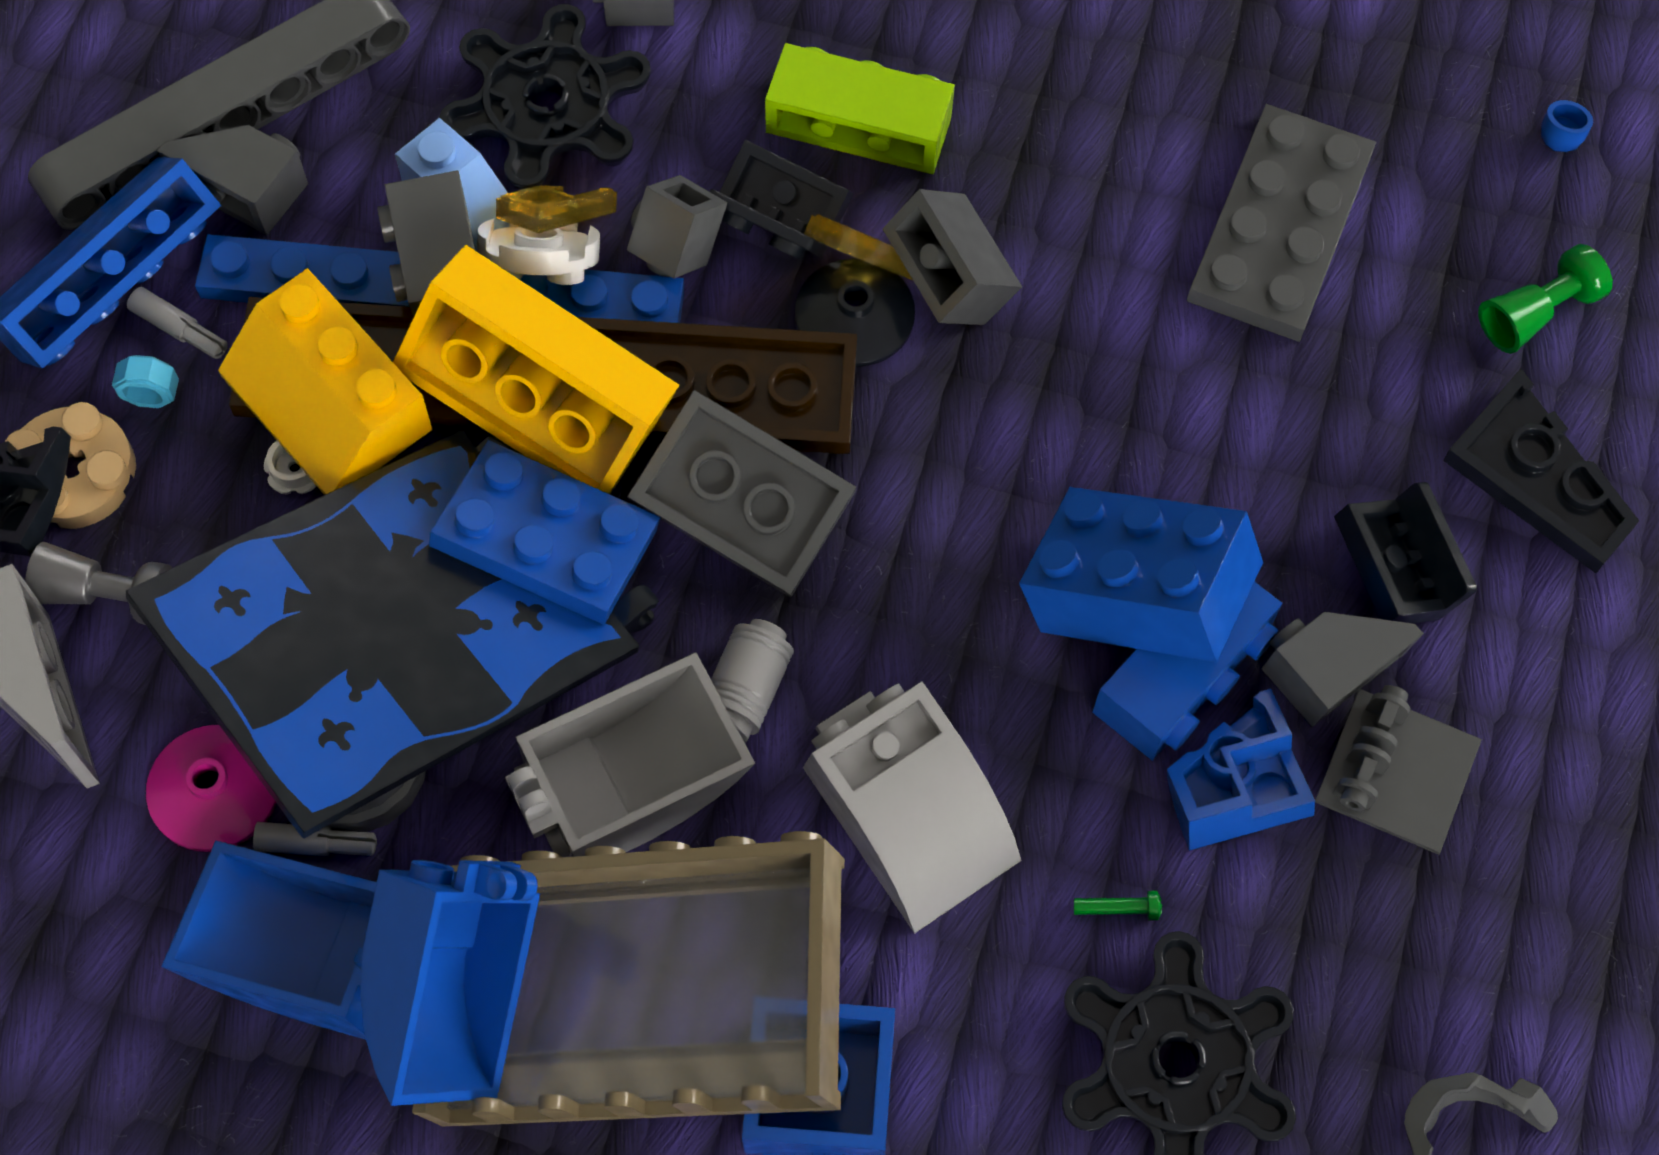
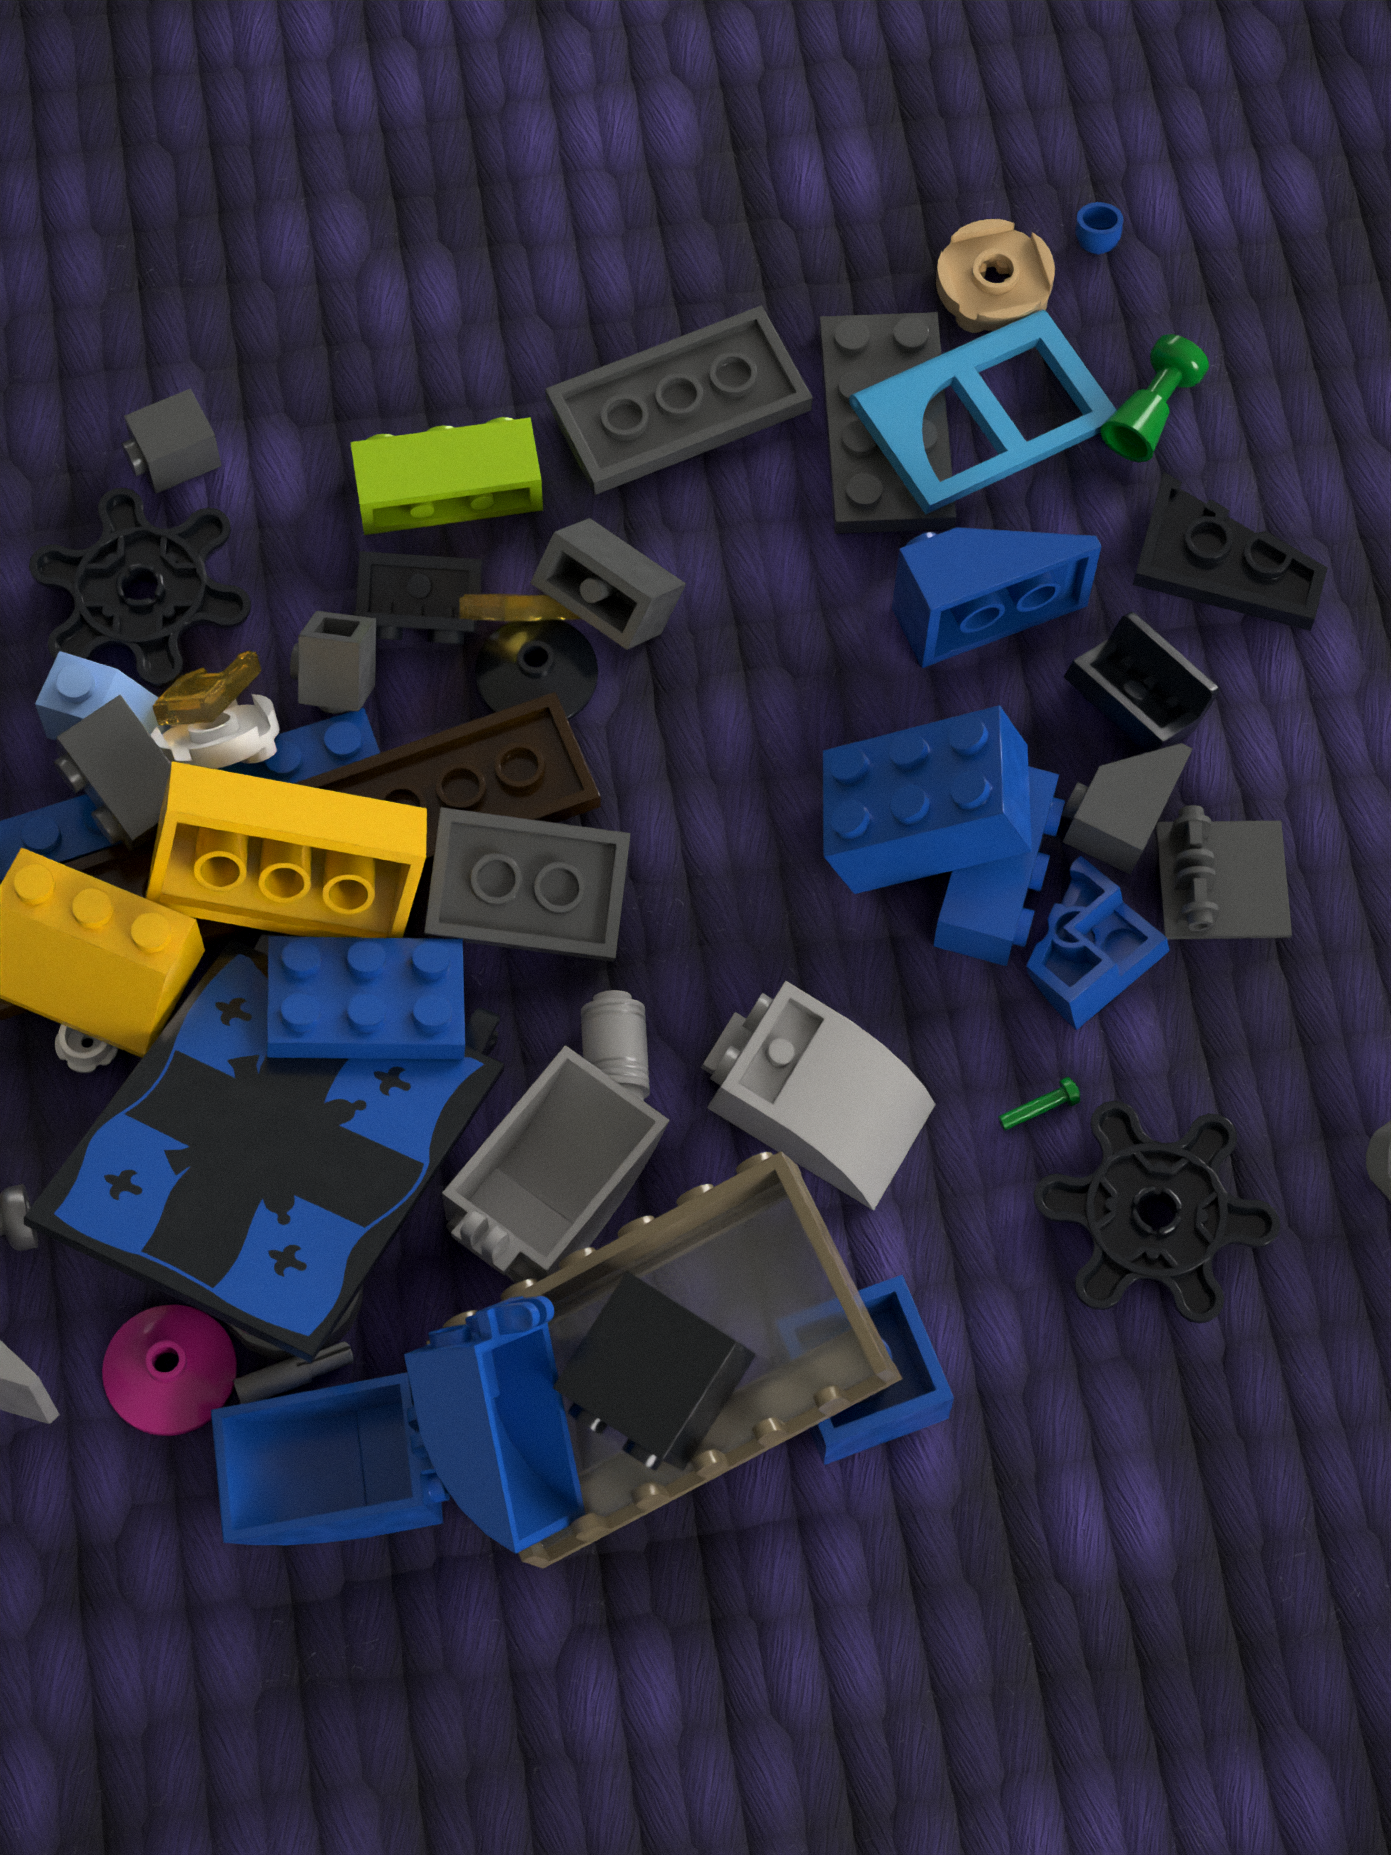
camera: 25 degrees left, 0 degrees up
(612, 994) = (652, 1374): none -> black piece
(1101, 125) = (678, 399): none -> dark grey plate
(1294, 206) = (897, 405): none -> dark azure window
(1301, 402) = (986, 585): none -> blue slope
(1439, 159) = (990, 305): none -> tan plate

